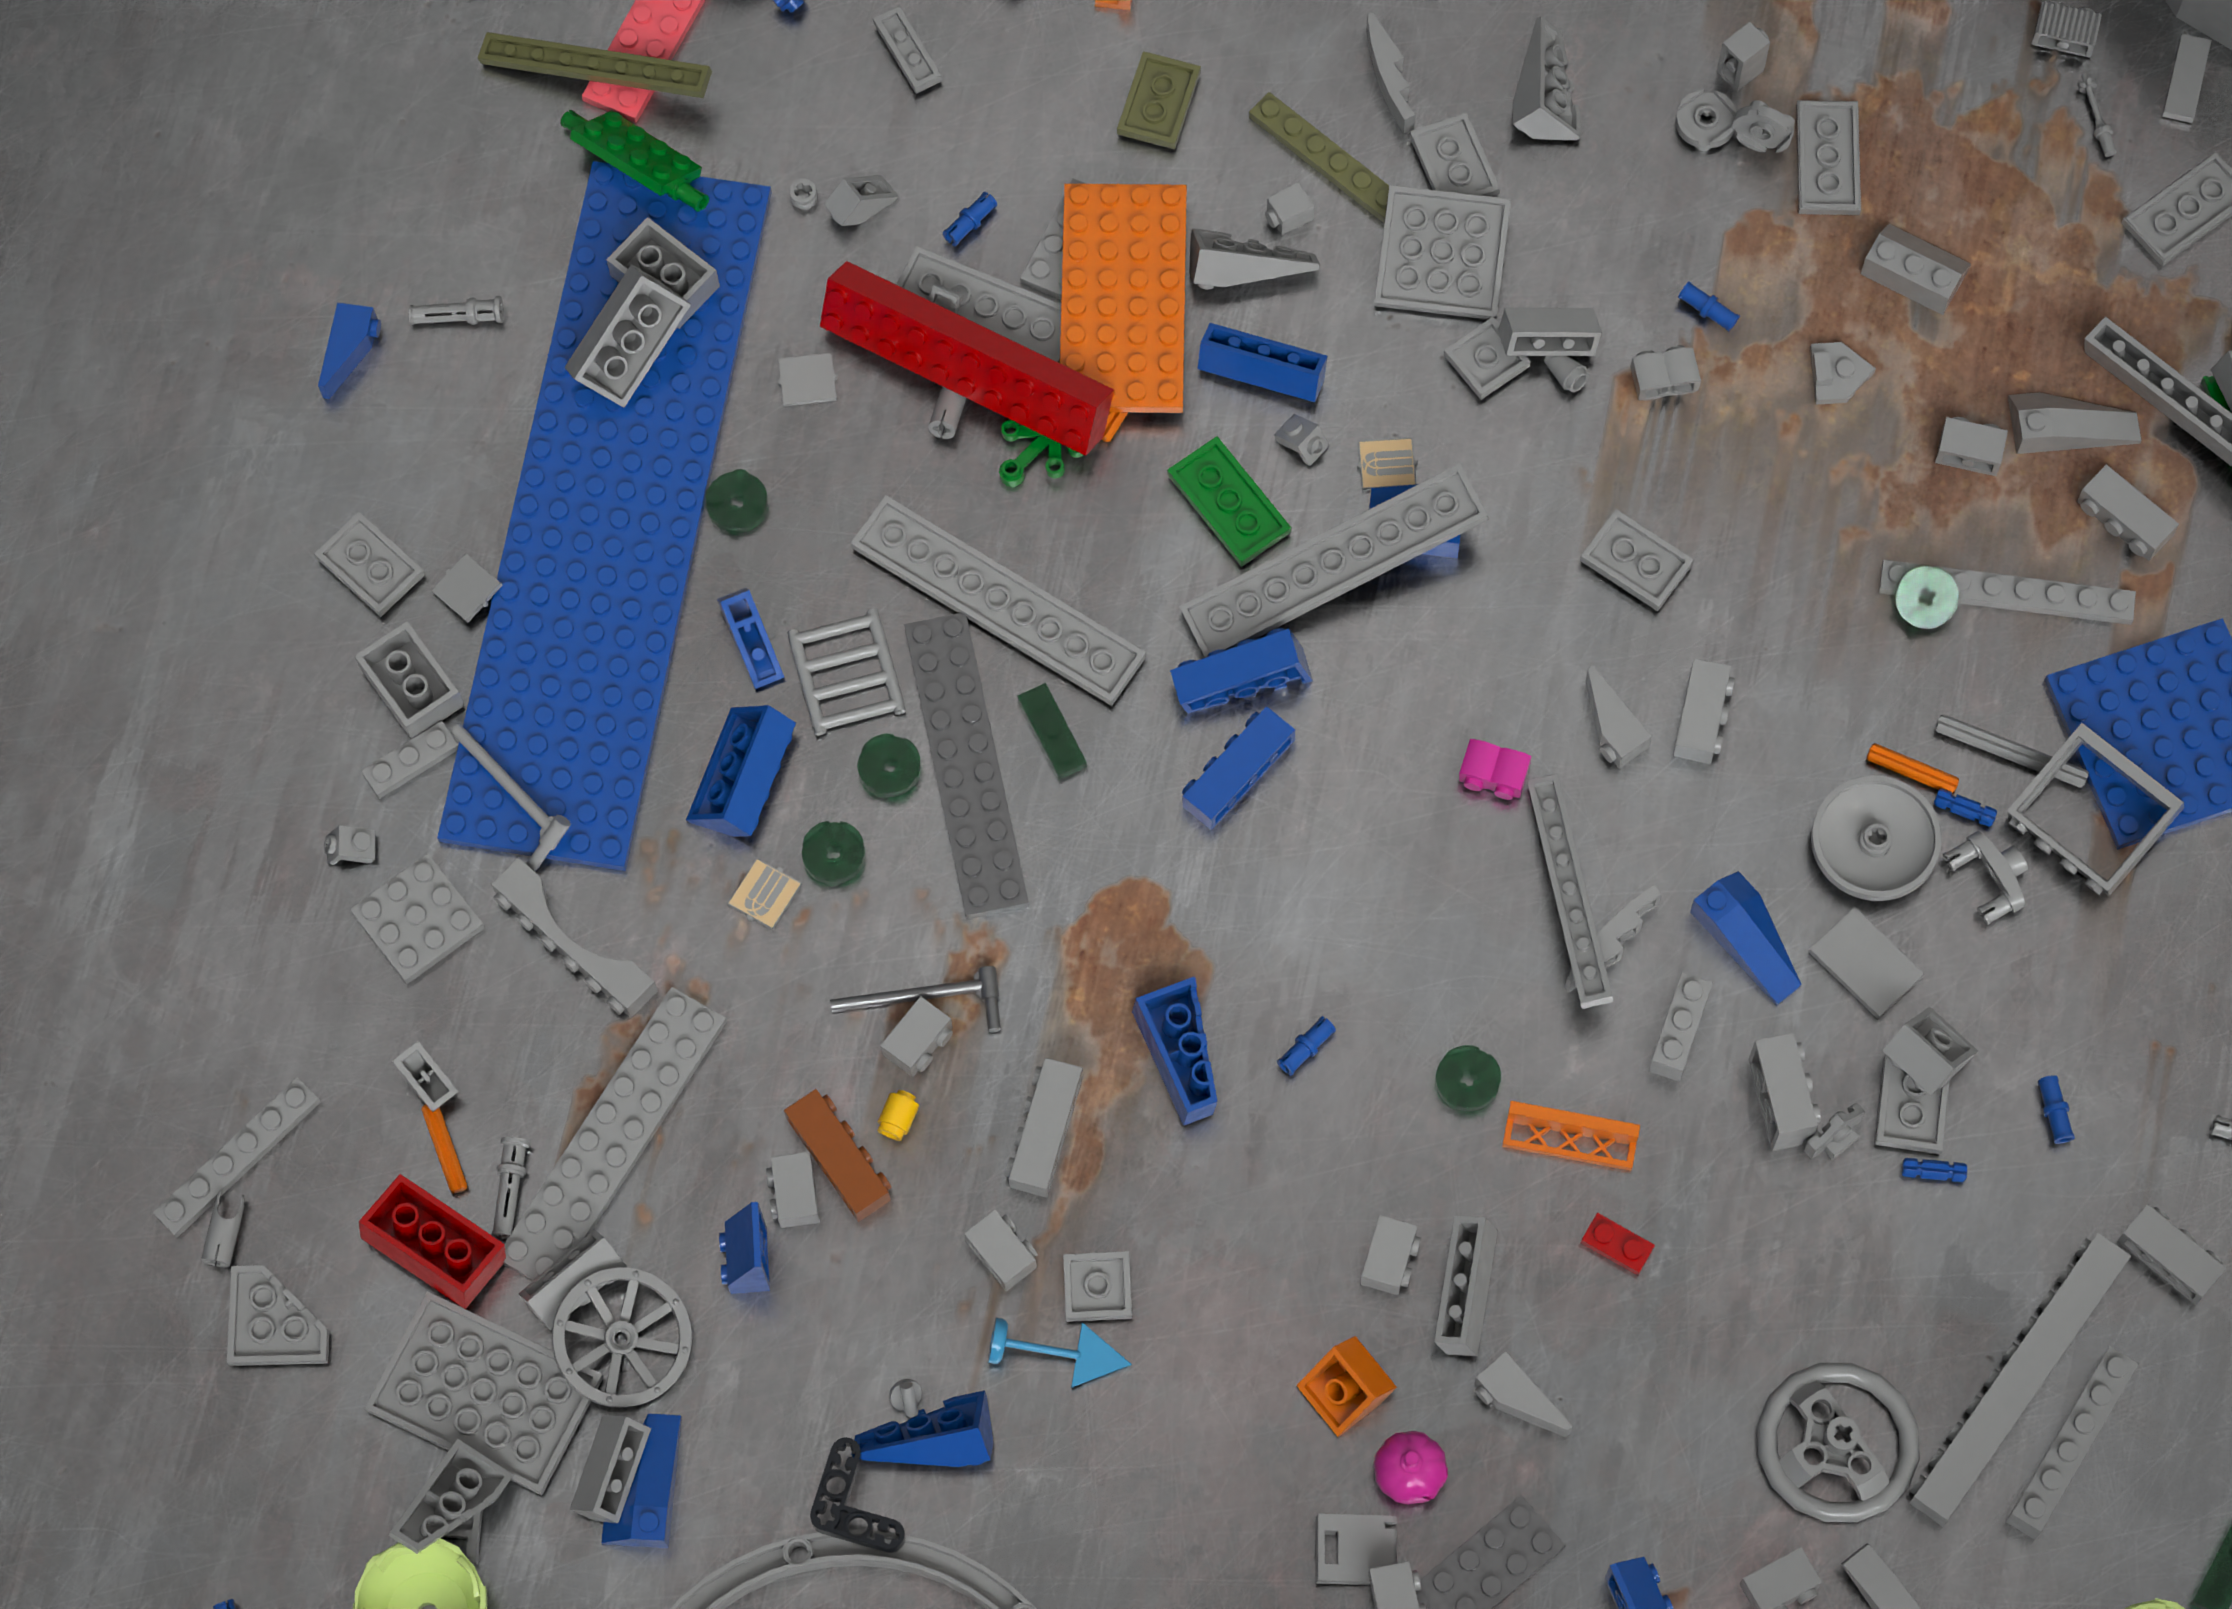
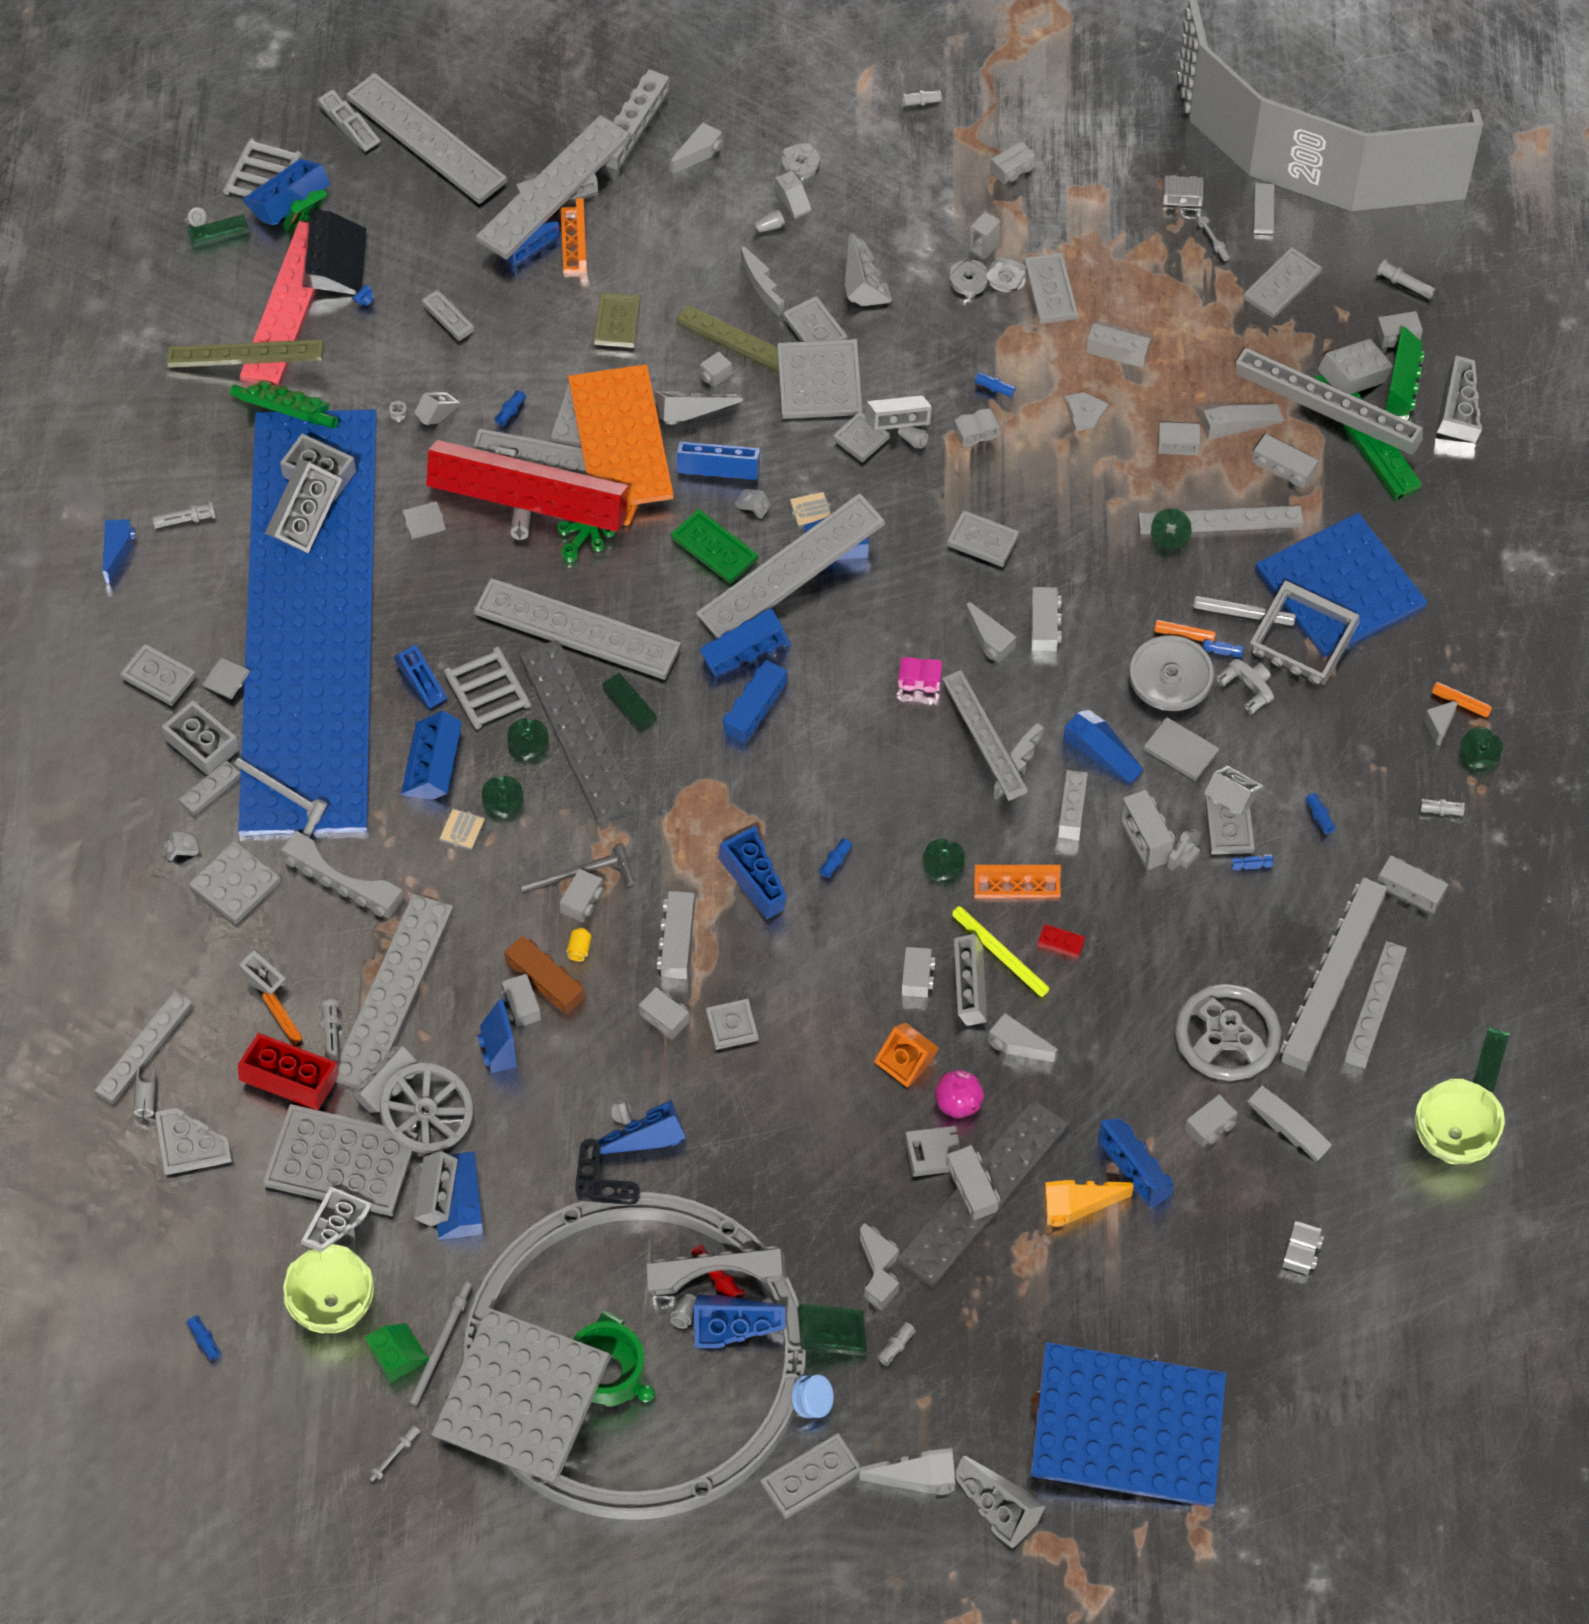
camera: 15 degrees left, 10 degrees down
(736, 484) = (389, 589): clear green plate -> none
(1092, 1357) = (737, 1067): dark azure piece -> none
(1522, 1244) = (1001, 951): none -> neon yellow axle

